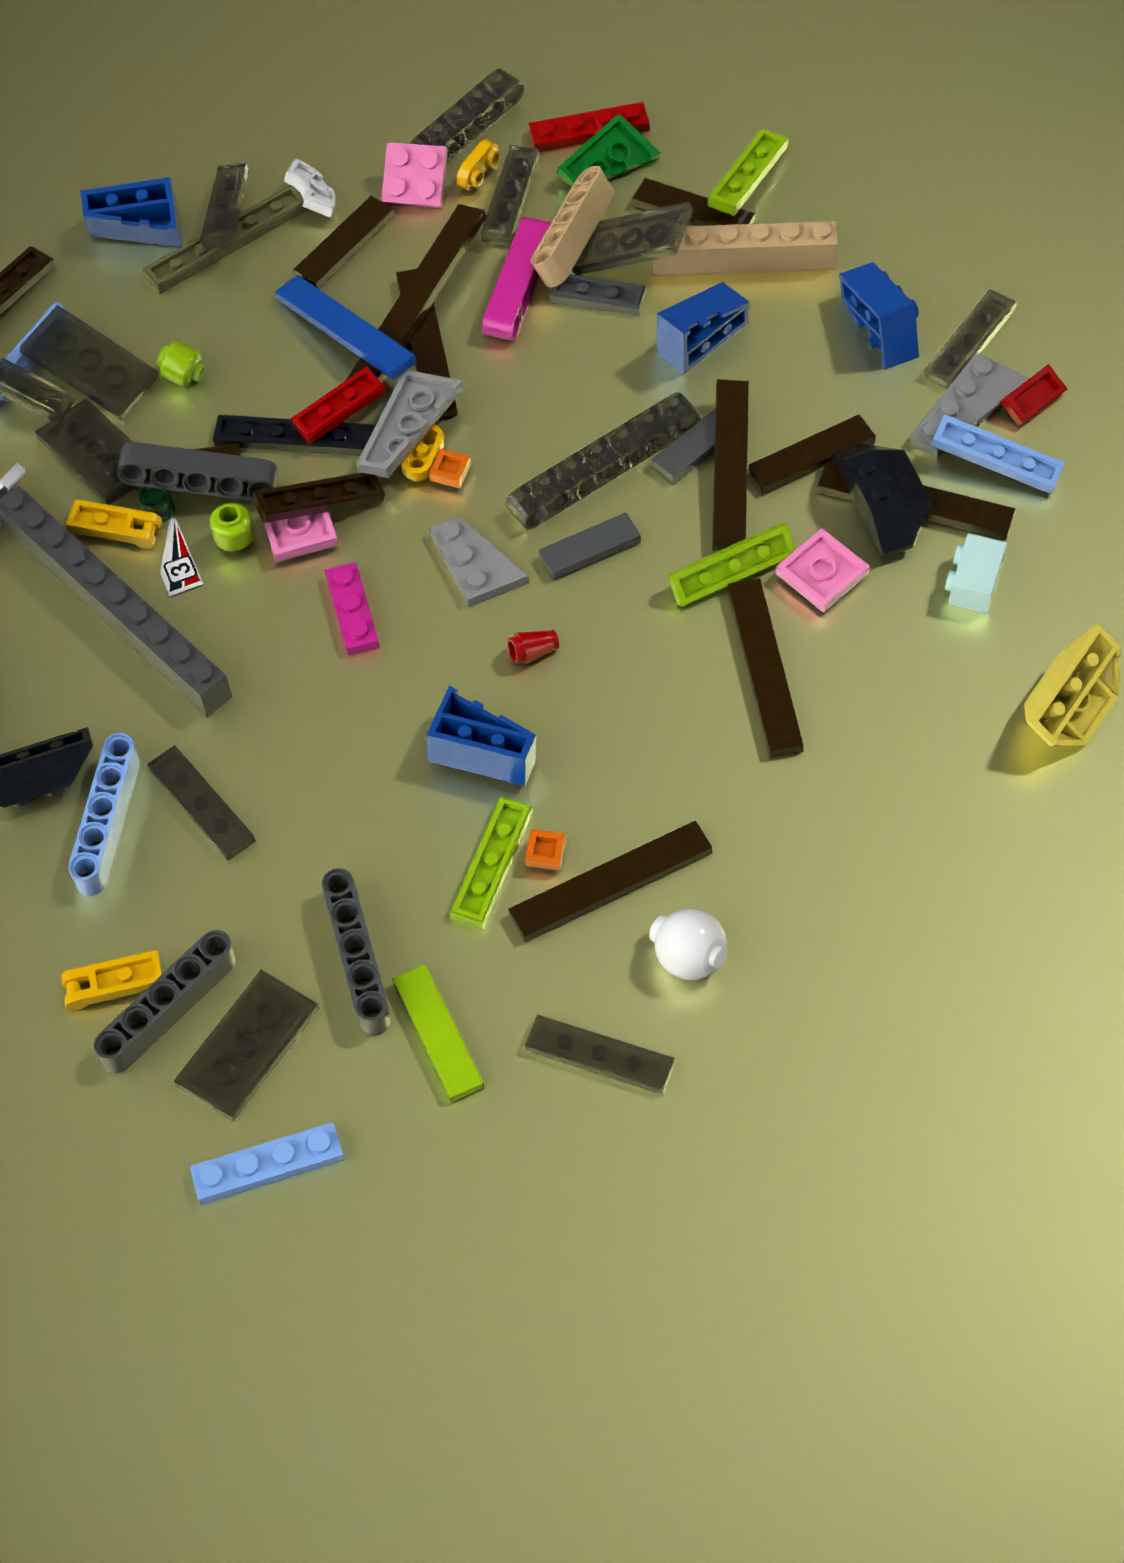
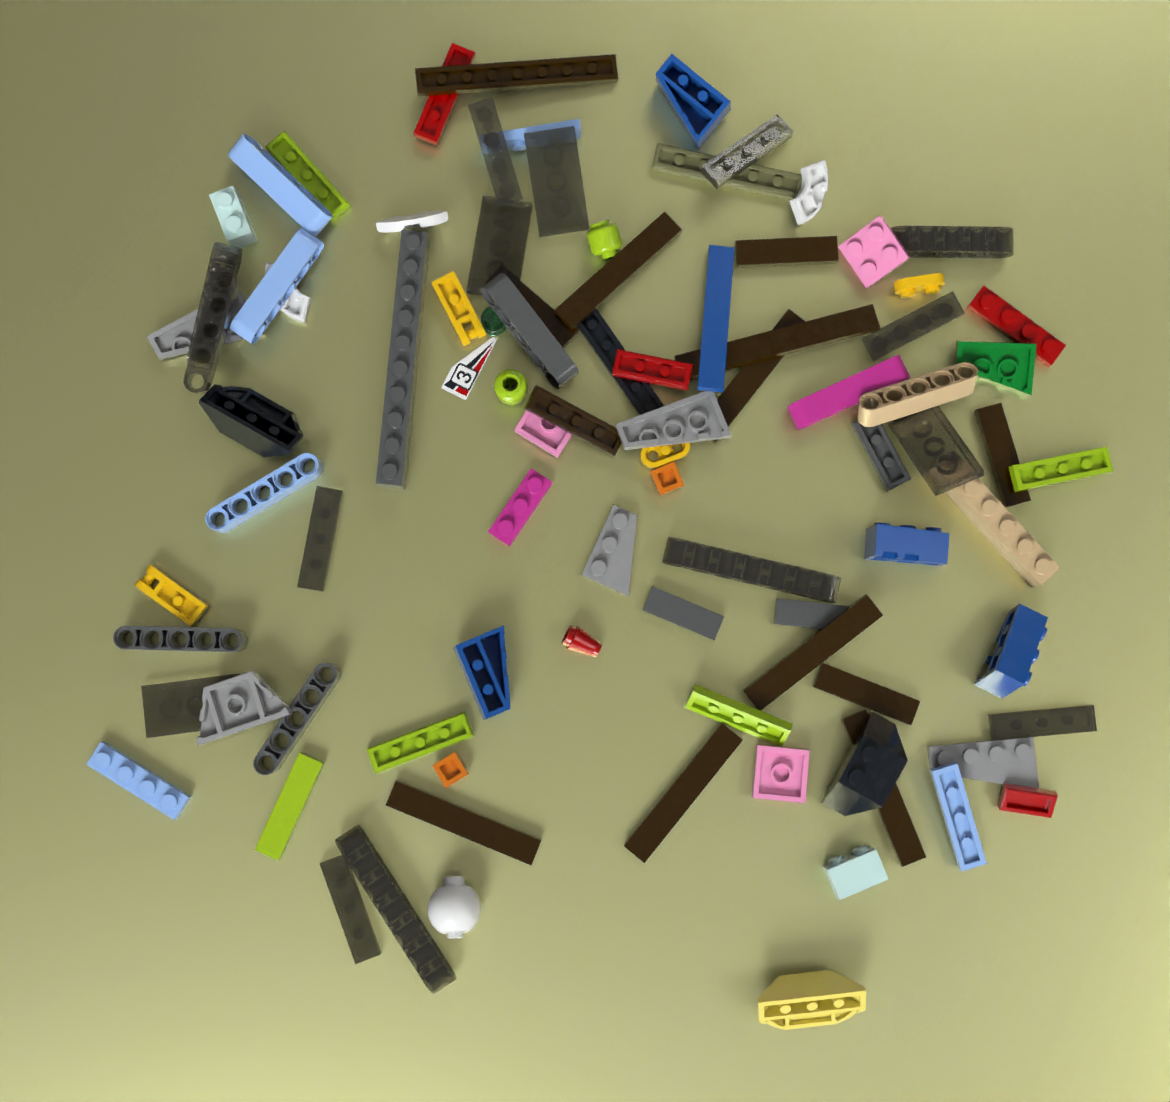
camera: 40 degrees right, 25 degrees up
(220, 375) = (617, 271): none -> dark brown tile
(288, 989) = (237, 706): none -> light grey wing
(641, 1005) = (395, 909): none -> clear smoke beam

